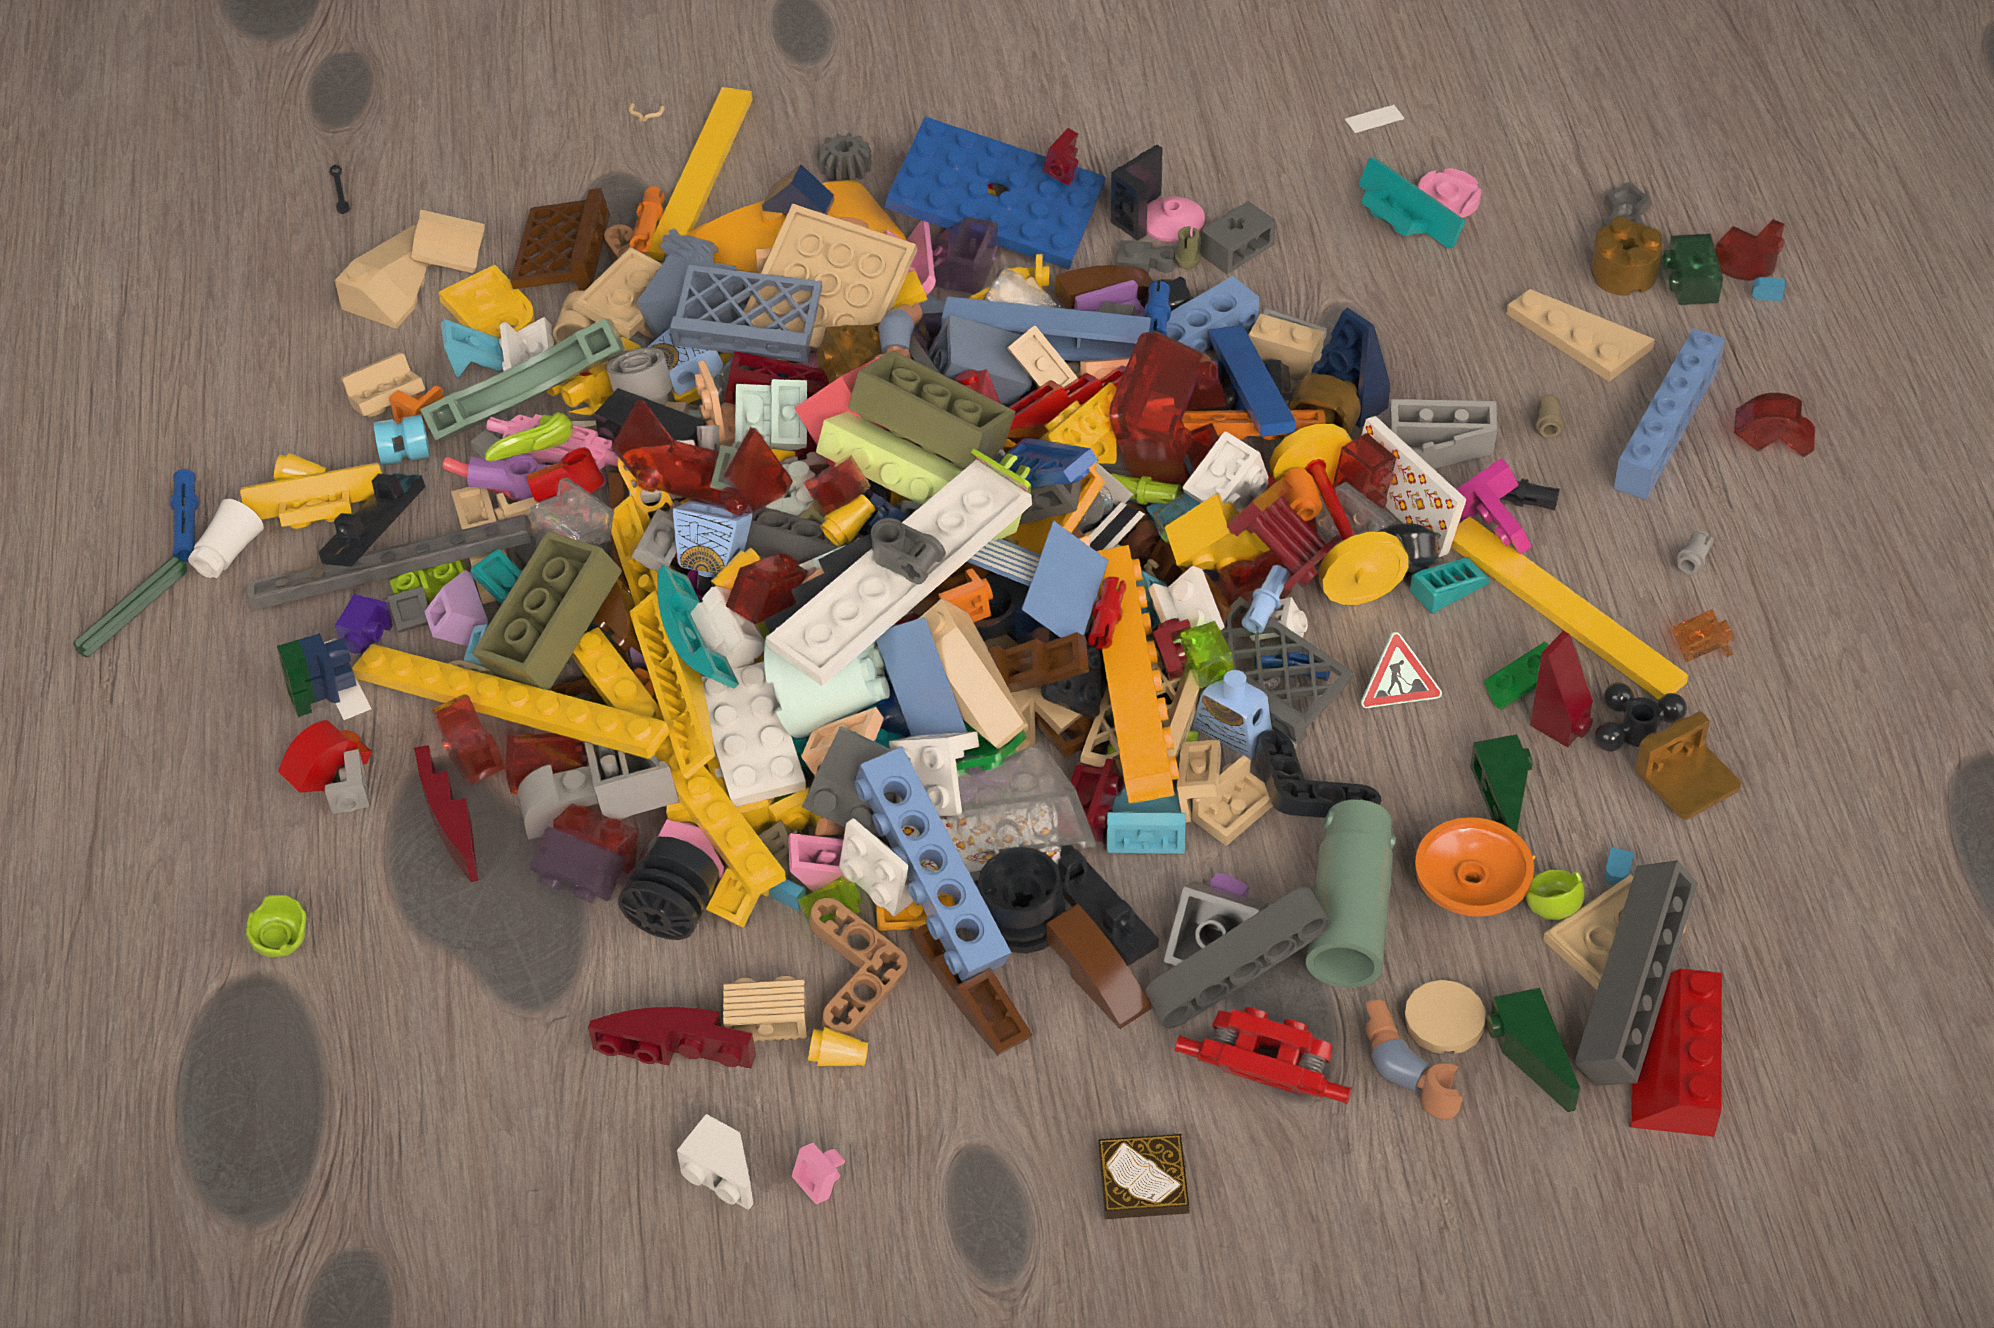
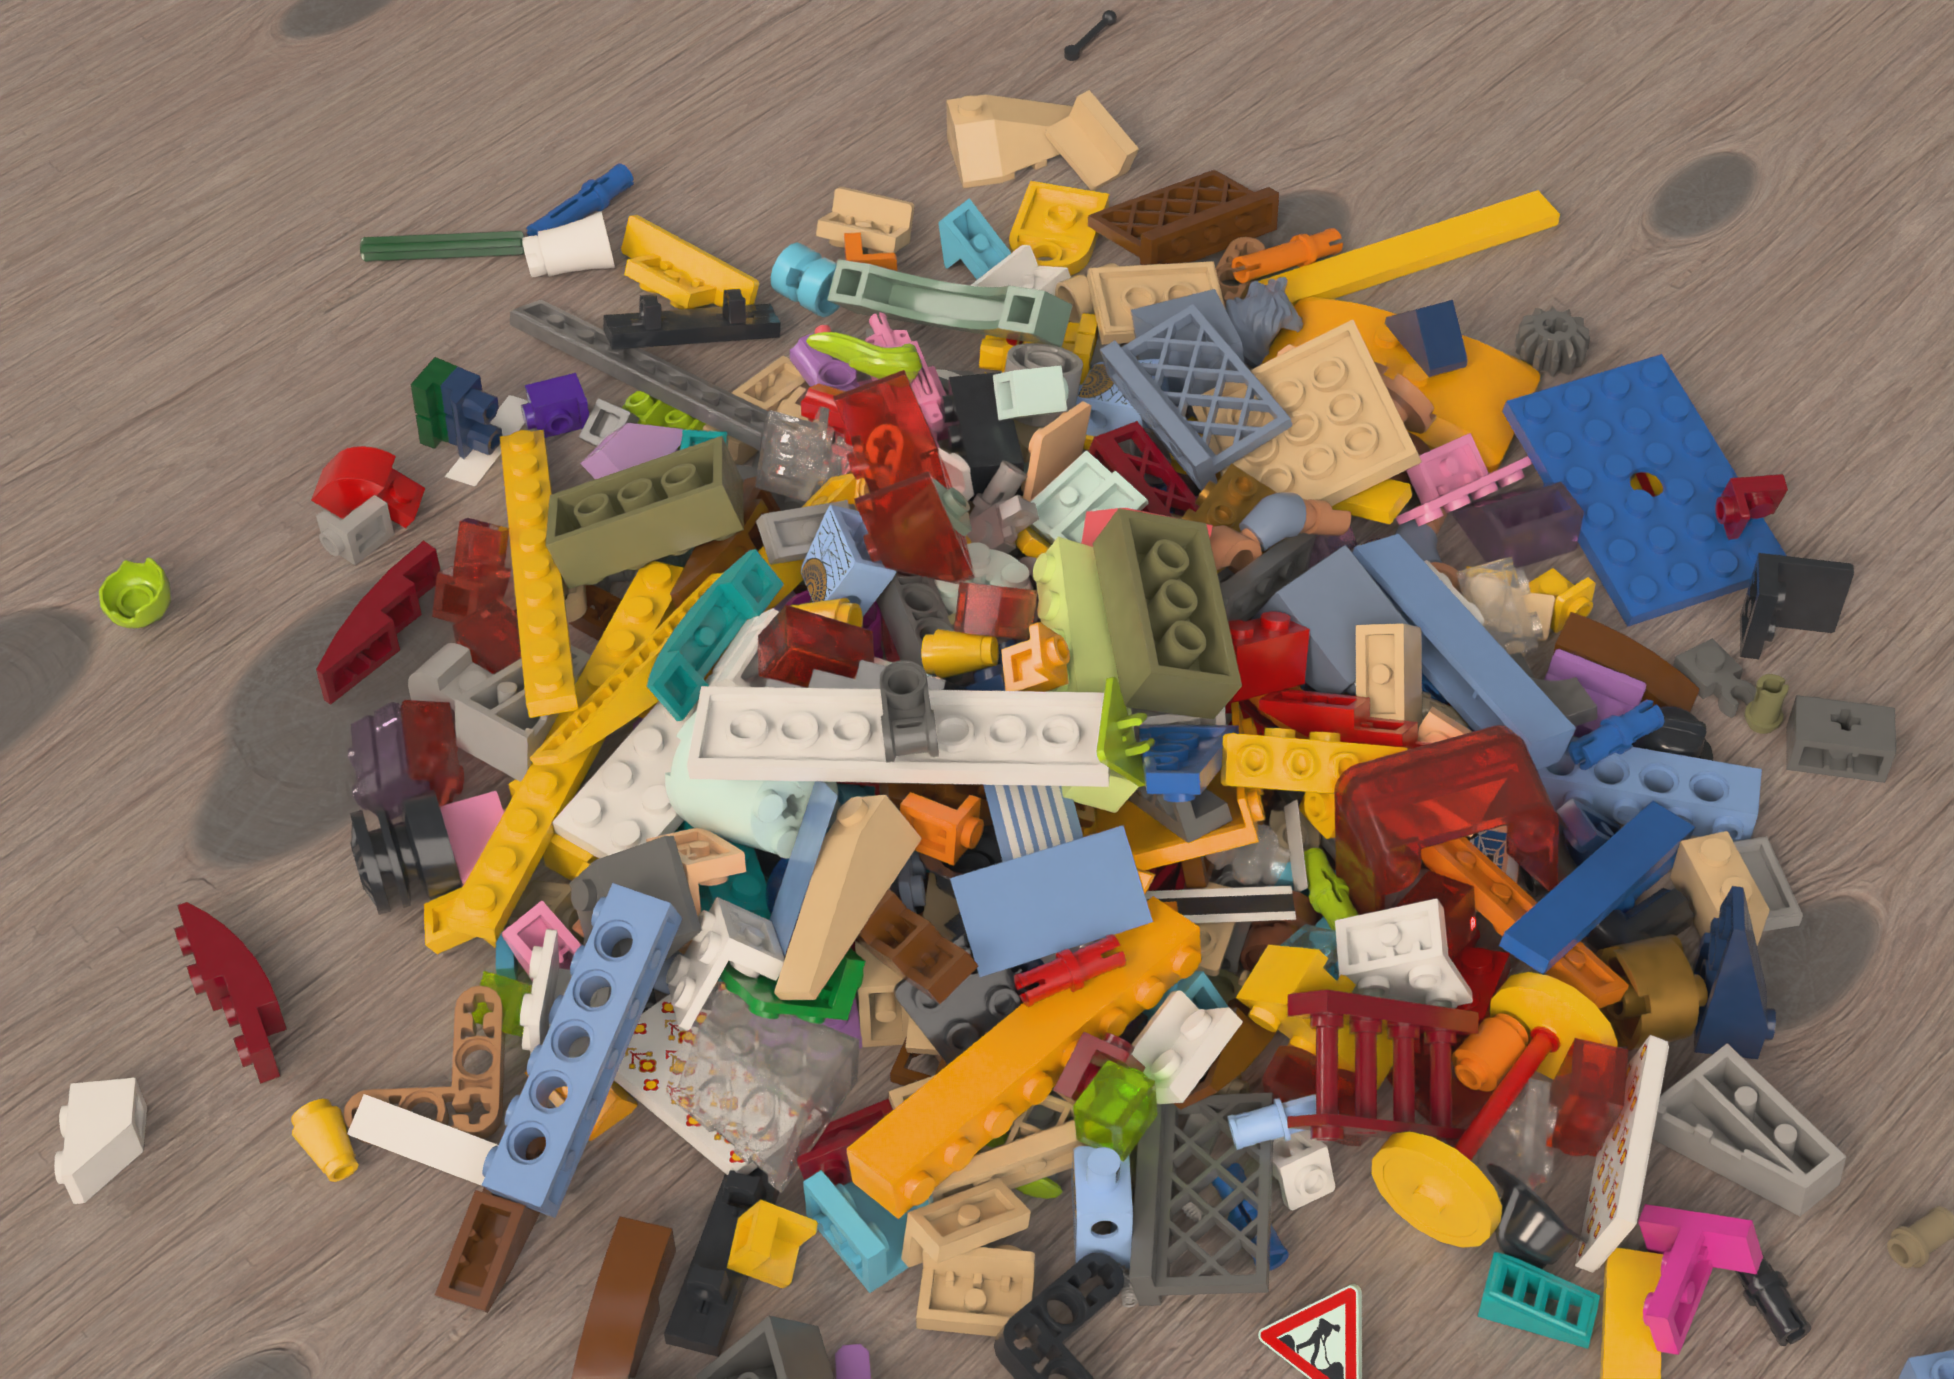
camera: 50 degrees right, 0 degrees up
(295, 466) = (705, 234): yellow cone -> none
(647, 116) = (1433, 167): tan piece -> none
(665, 379) = (1030, 392): none -> light aqua brick
(766, 1008) = (329, 1040): tan brick -> none
(817, 1171) = (149, 1231): bright pink tile -> none
(887, 999) = (420, 1139): none -> white sticker
(907, 485) = (1036, 663): none -> light orange bracket
(1022, 896) = (642, 1166): black wheel -> none
(1116, 873) = (769, 1243): none -> yellow panel
(1171, 214) = (1811, 664): bright pink dish -> none

